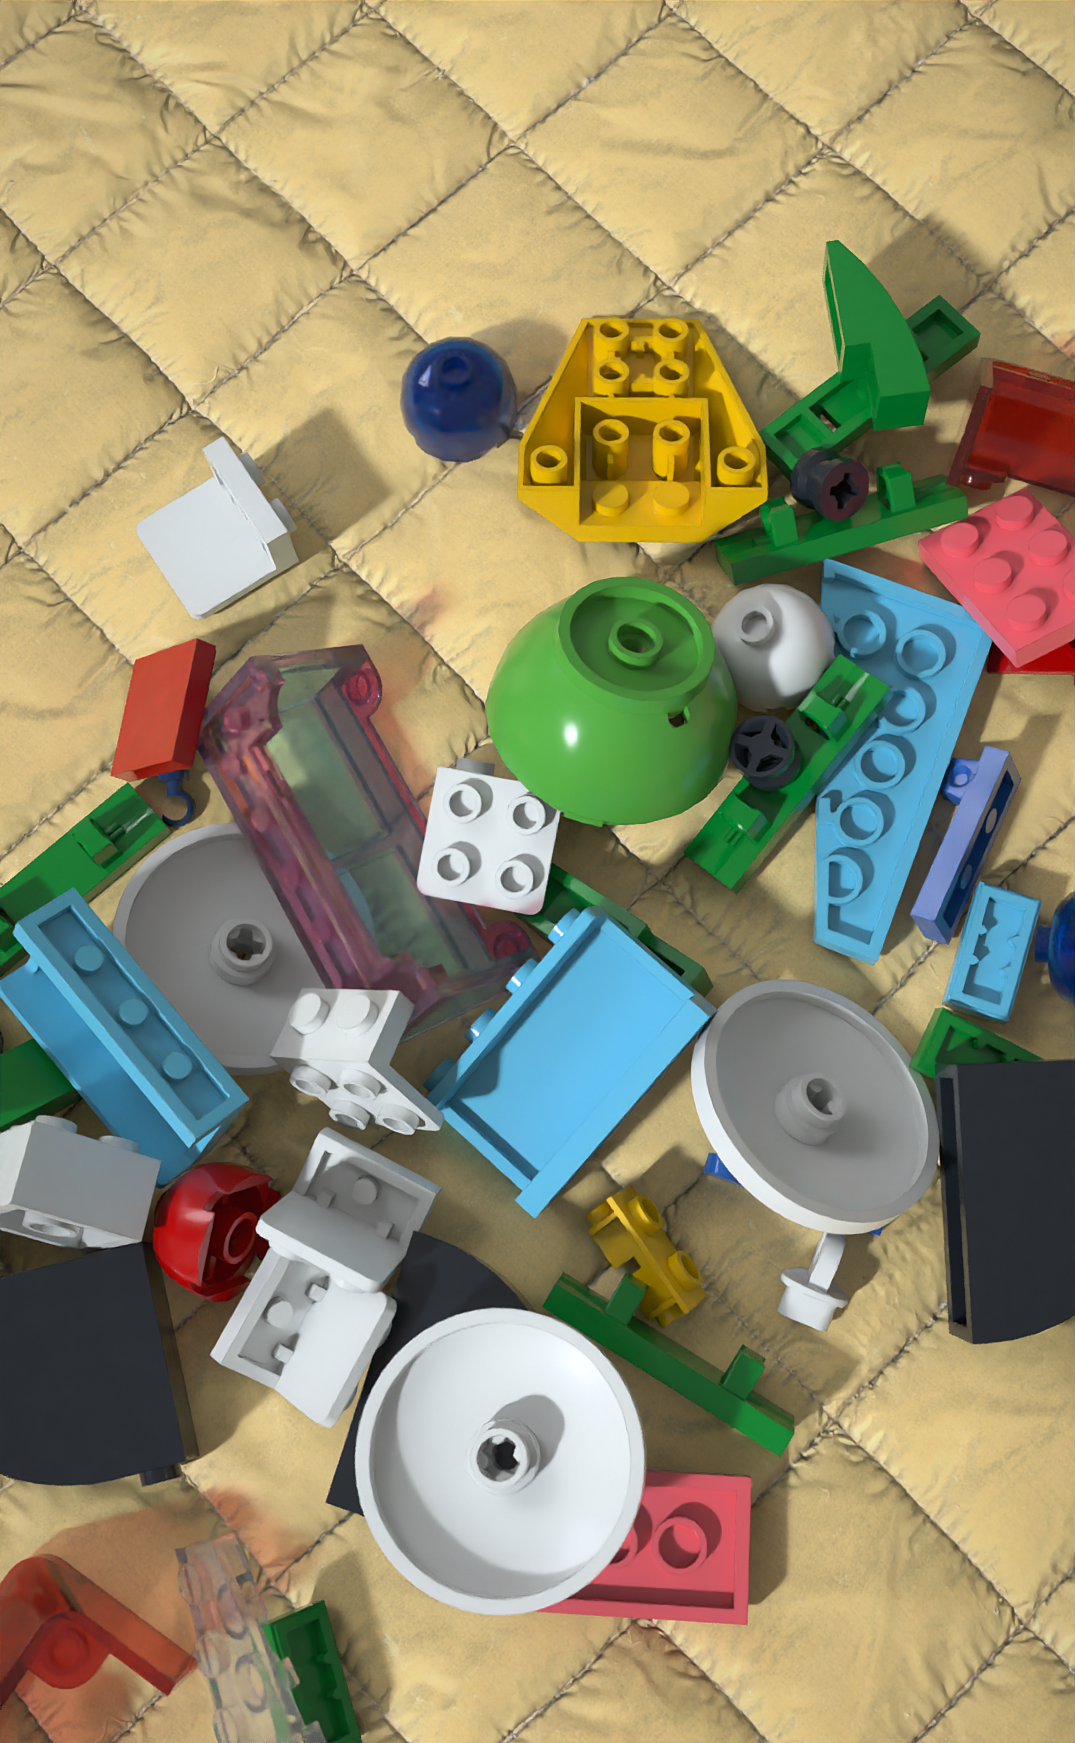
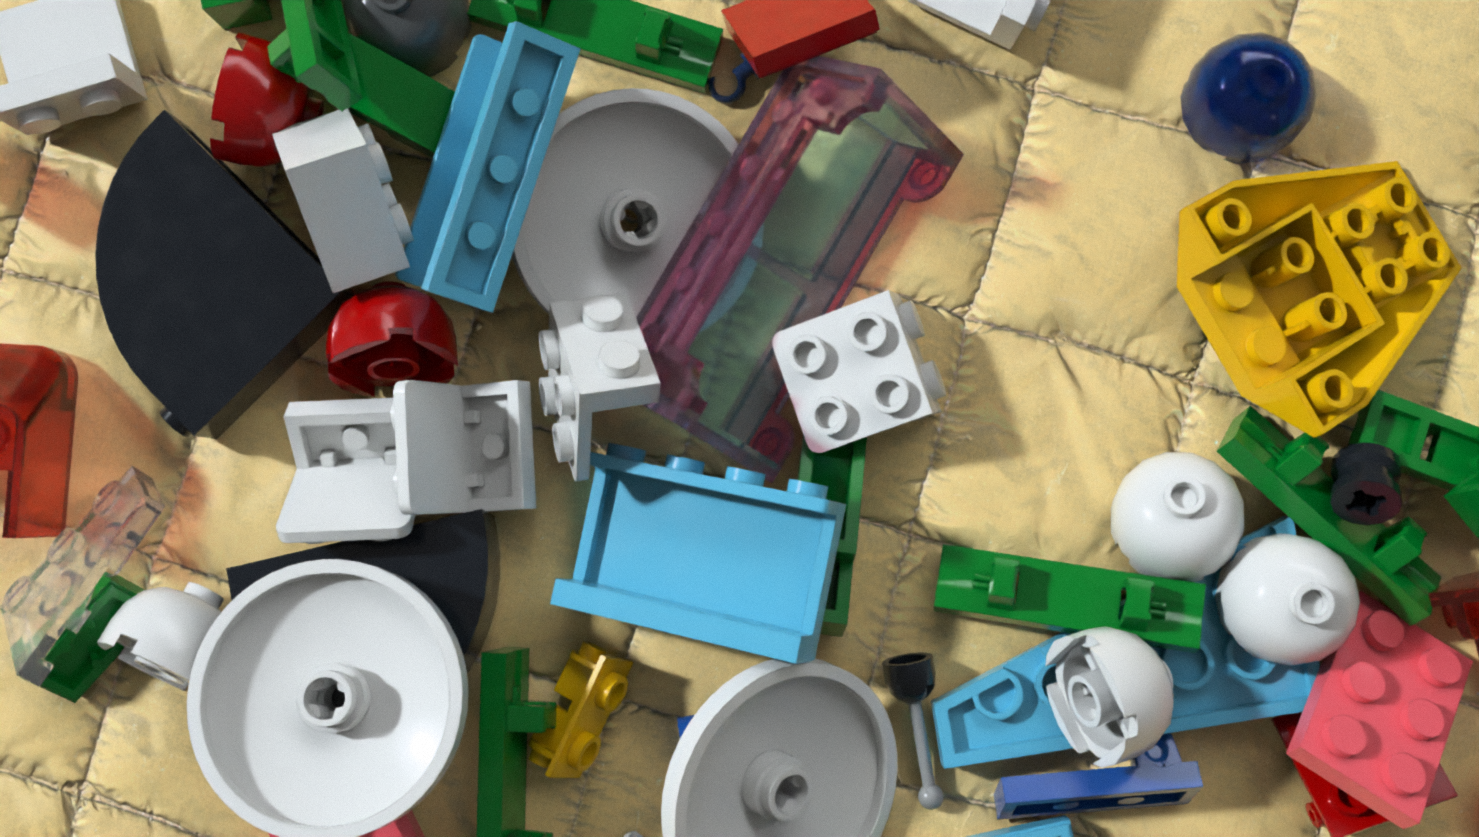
camera: 55 degrees right, 10 degrees up
(355, 1601) = (163, 630): none -> white cylinder
(590, 701) = (1005, 405): bright green piece -> none
(758, 741) = (1071, 557): black wheel -> none
(786, 947) = (911, 680): none -> hinge
(886, 781) = (1110, 693): none -> white cylinder
(890, 598) = (1287, 599): none -> white cylinder

